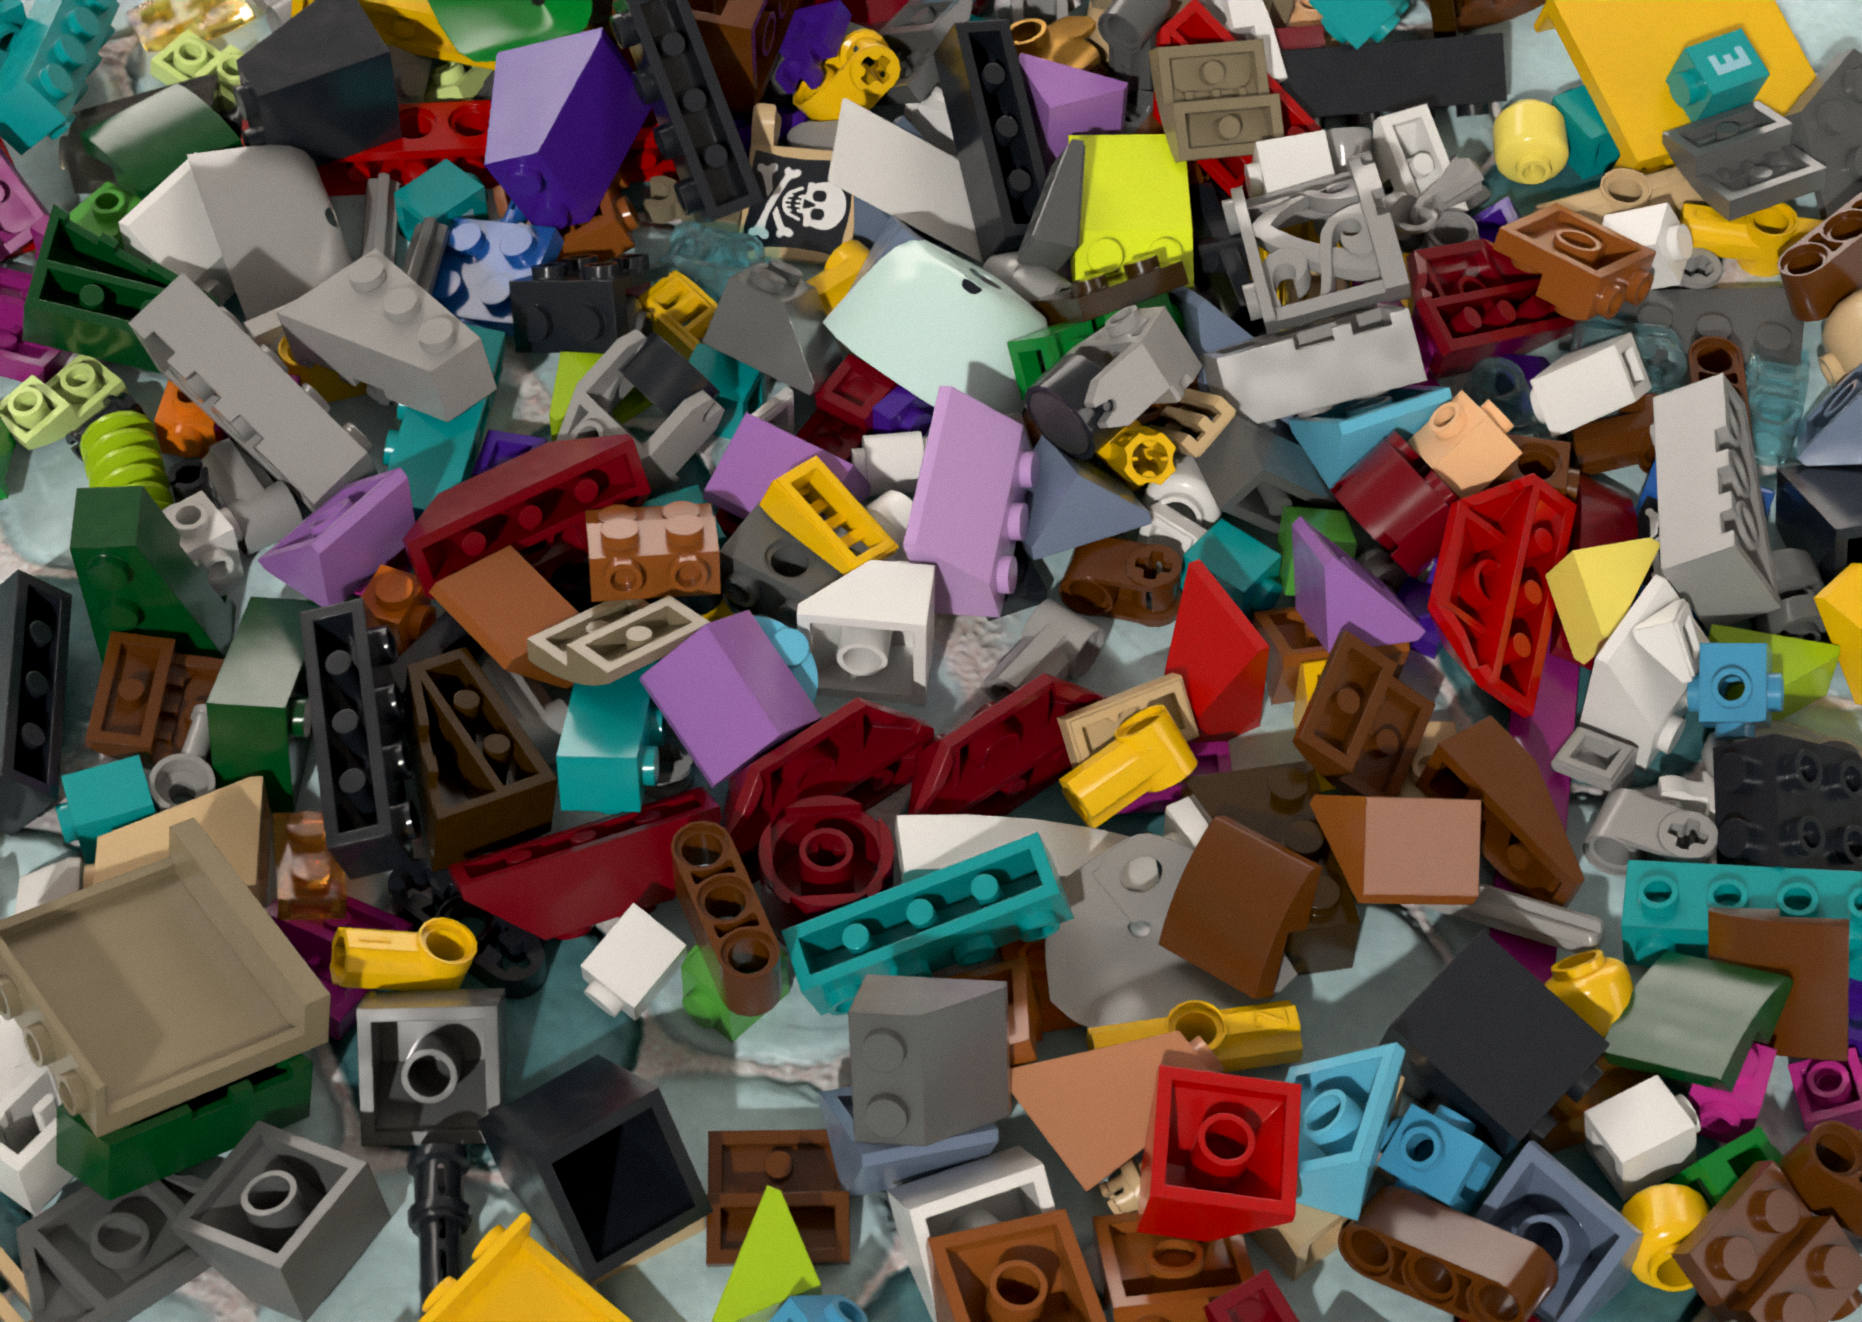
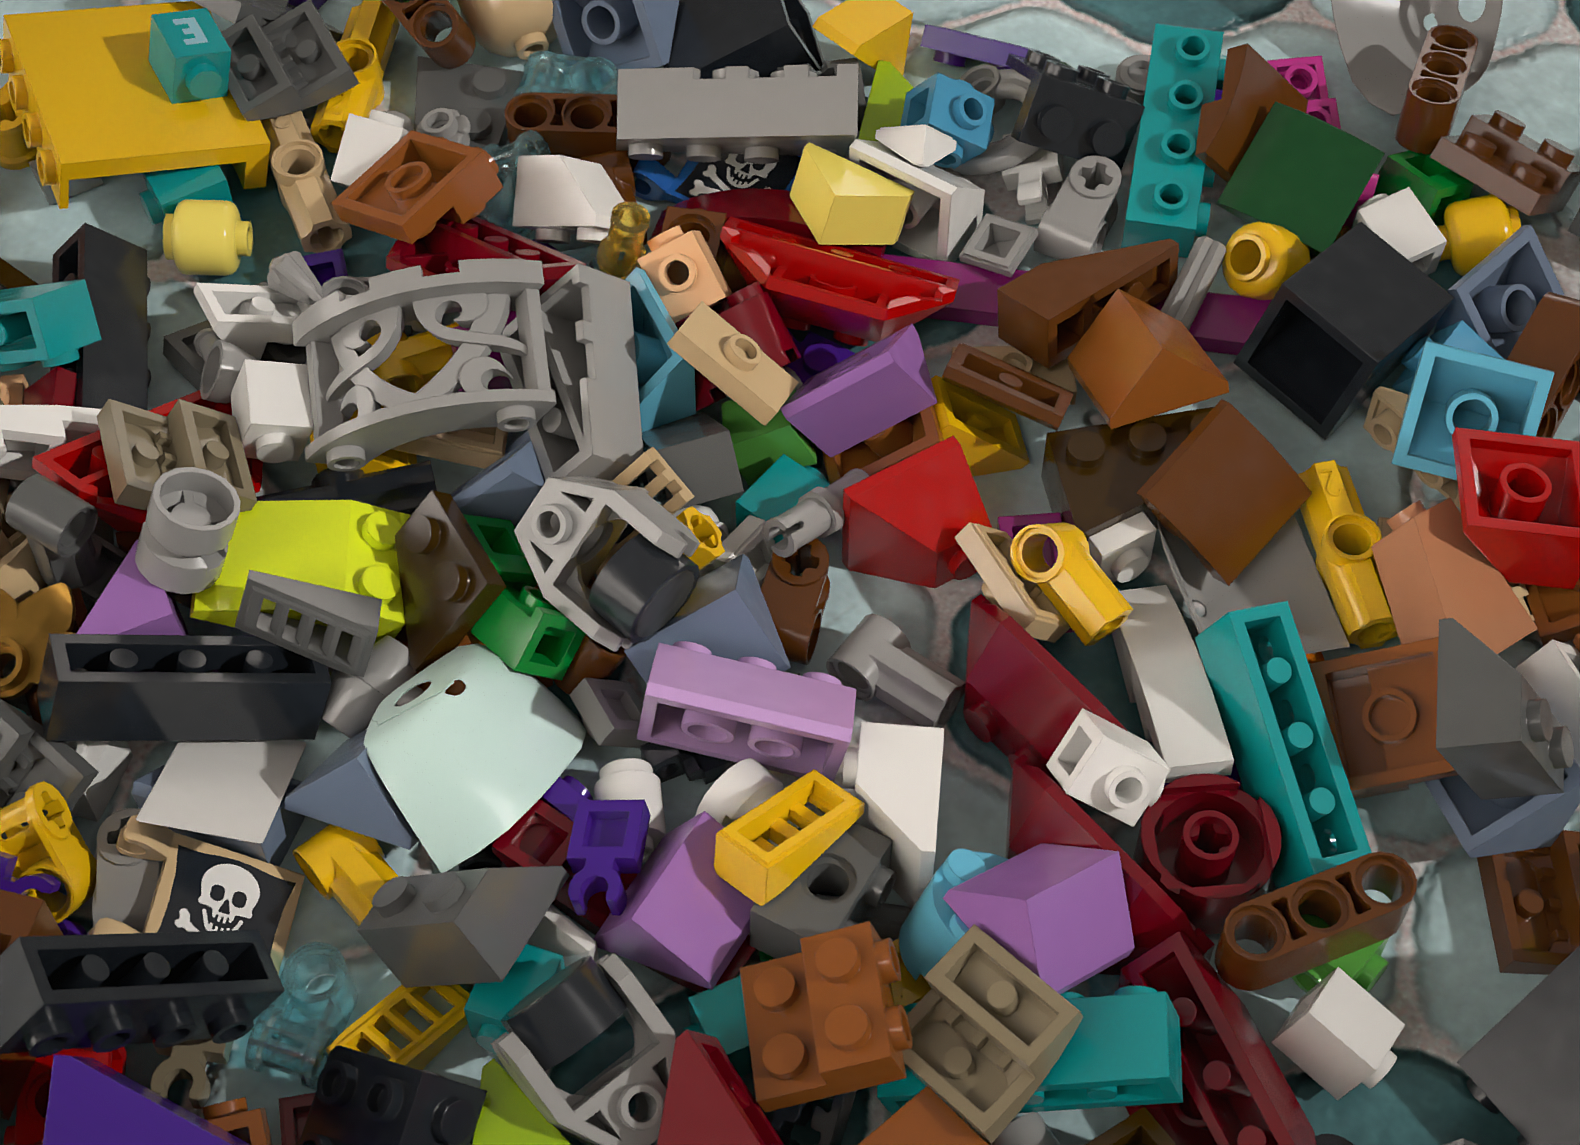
camera: 90 degrees left, 5 degrees up
(836, 418) = (603, 844): none -> dark purple plate
(888, 759) = (1108, 768): none -> white brick
(1119, 95) = (187, 530): none -> light grey wheel
(1184, 548) = (814, 516): none -> light grey pin
(1340, 467) = (733, 363): none -> tan plate
(1491, 379) = (627, 235): none -> clear yellow pin
(1680, 295) = (446, 124): none -> light grey plate

